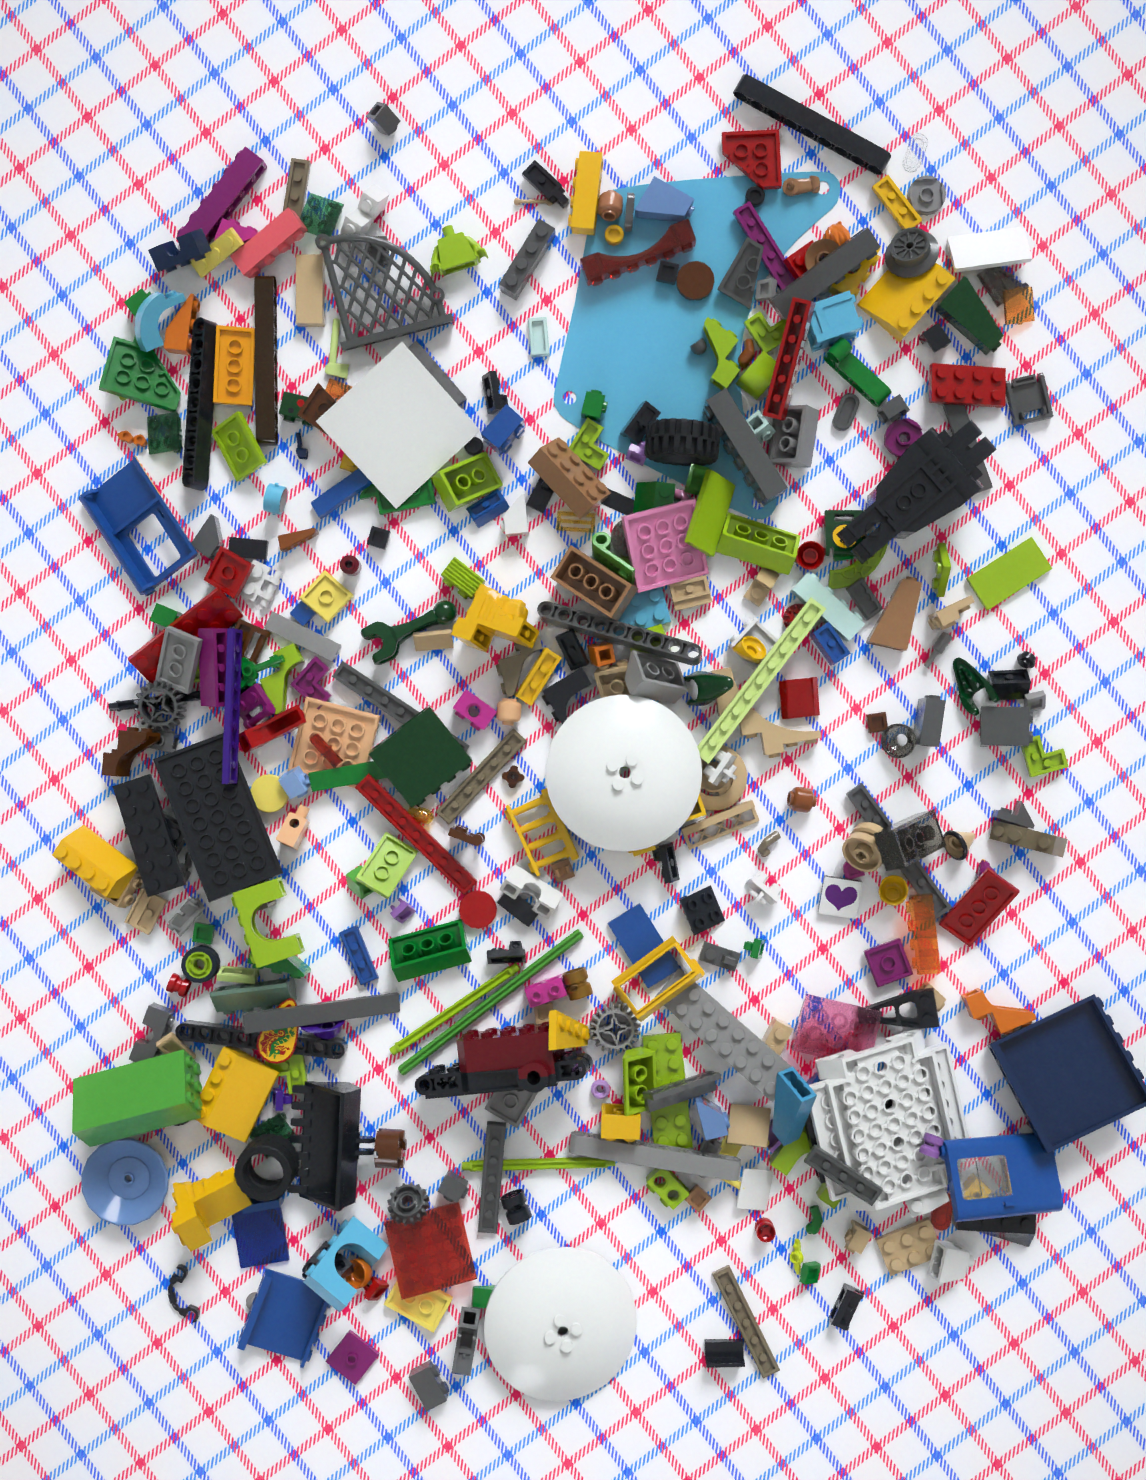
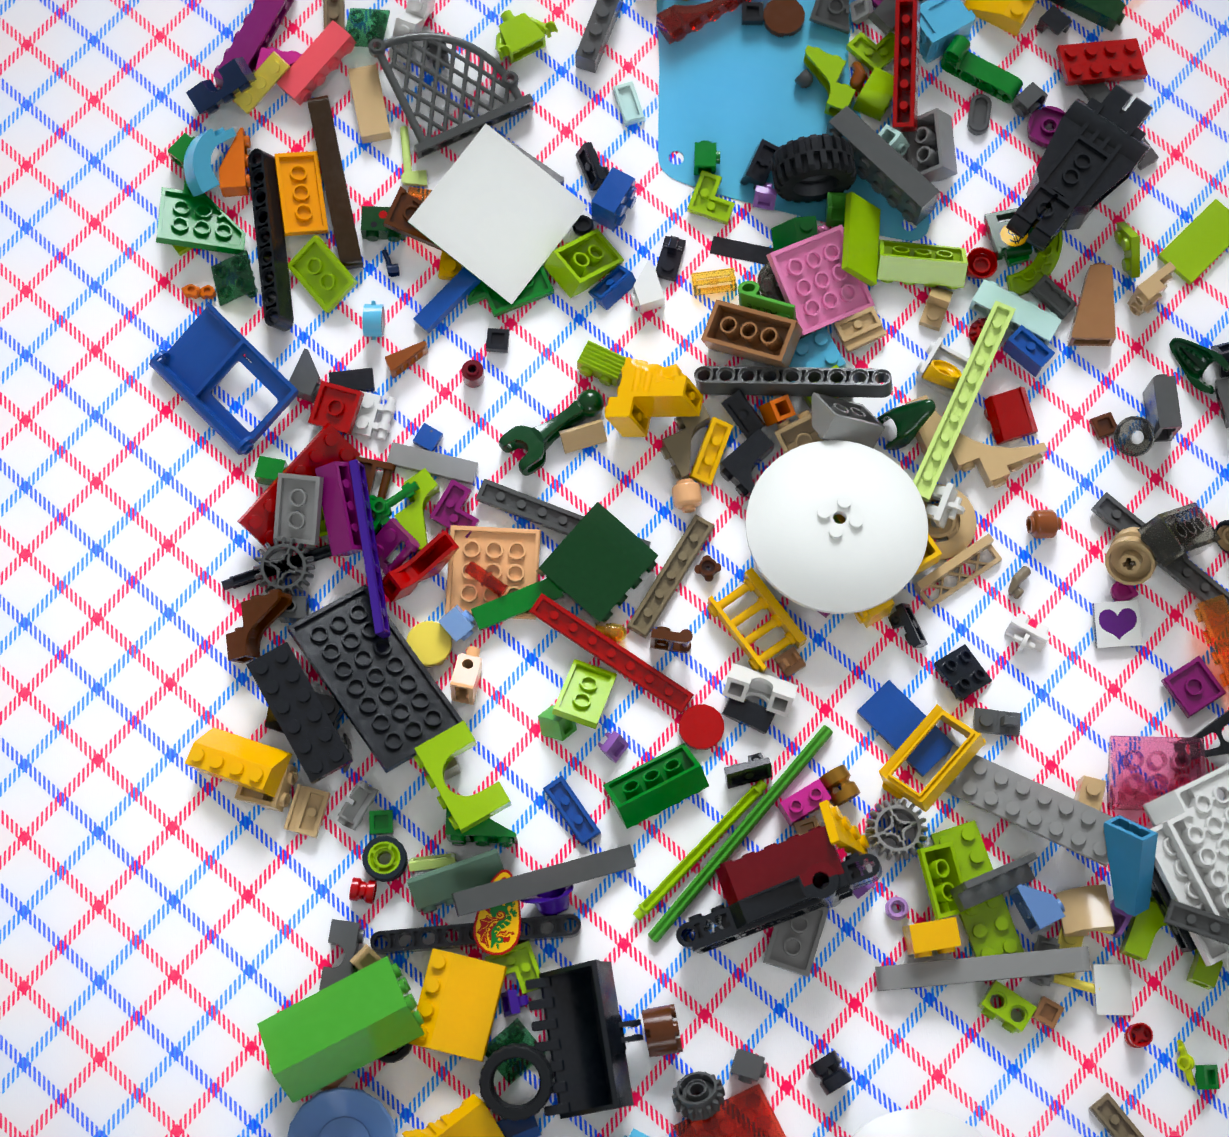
camera: 15 degrees left, 15 degrees down
(326, 596) = (451, 414): light yellow tile -> none
(485, 715) = (640, 492): dark pink brick -> none
(492, 1177) = (792, 1042): dark grey tile -> none
(542, 1164) = (844, 1016): lime piece -> none
(569, 477) = (697, 232): medium nougat brick -> none
(755, 947) = (1037, 701): green tile -> none
(815, 1225) = (1197, 1013): green arm -> none
(893, 890) = (1176, 601): yellow hair -> none
(938, 647) = (1149, 332): light grey axle -> none
(1028, 396) = (1169, 61): dark grey container -> none

